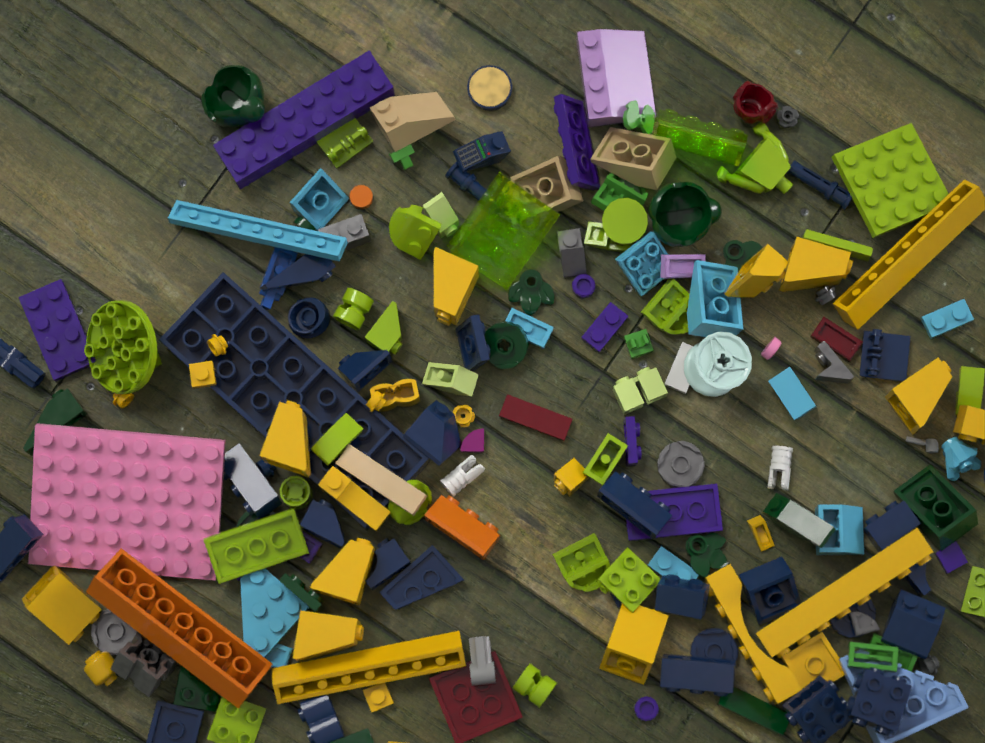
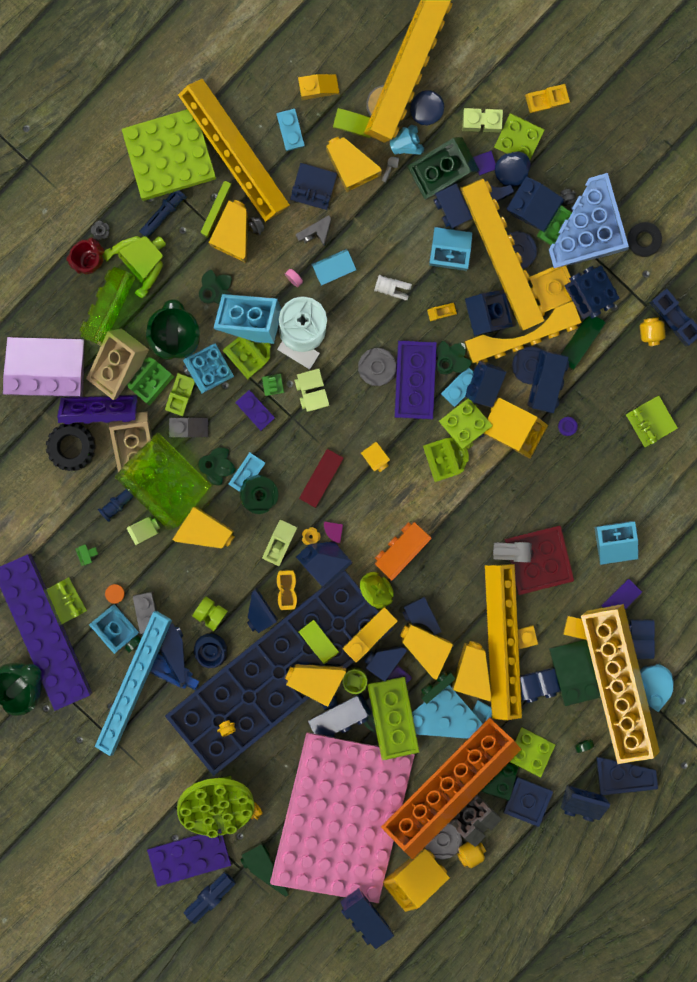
camera: 85 degrees left, 10 degrees up
(202, 374) = (248, 743): yellow plate -> none
(376, 402) = (293, 606): yellow plate -> none
(381, 479) = (357, 611): tan tile -> none
(386, 331) = (233, 588): lime slope -> none
(410, 117) = (55, 542): tan slope -> none
(412, 230) = (152, 556): lime slope -> none
(422, 578) = (438, 589): dark blue wing -> none
(459, 478) = (362, 548): white hinge -> none
(472, 343) = (254, 520): dark blue plate -> none
(482, 151) = (93, 488): dark blue slope -> none
(489, 87) = (37, 473): pearl gold tile -> none
(527, 137) = (54, 451): none -> black tyre
(534, 685) = (537, 512): lime wheel -> none
(583, 286) = (217, 422): dark purple tile -> none
(605, 459) = (366, 428): lime slope -> none
(625, 221) = (171, 380): lime tile -> none
(631, 431) = (360, 404): dark purple plate -> none
(633, 119) = (85, 358): bright green piece -> none
(634, 504) = (407, 409): dark blue slope -> none
(679, 265) = (214, 341): lavender tile -> none
(758, 274) = (233, 279): yellow slope -> none
(798, 520) = (440, 281): slope -> none
(837, 338) = (293, 223): dark red tile -> none
(863, 623) = (527, 243): flat silver tile -> none
(878, 701) = (593, 243): dark blue brick -> none
(888, 649) = (556, 223): bright green tile -> none
(951, 590) = (512, 168): none -> dark blue piece

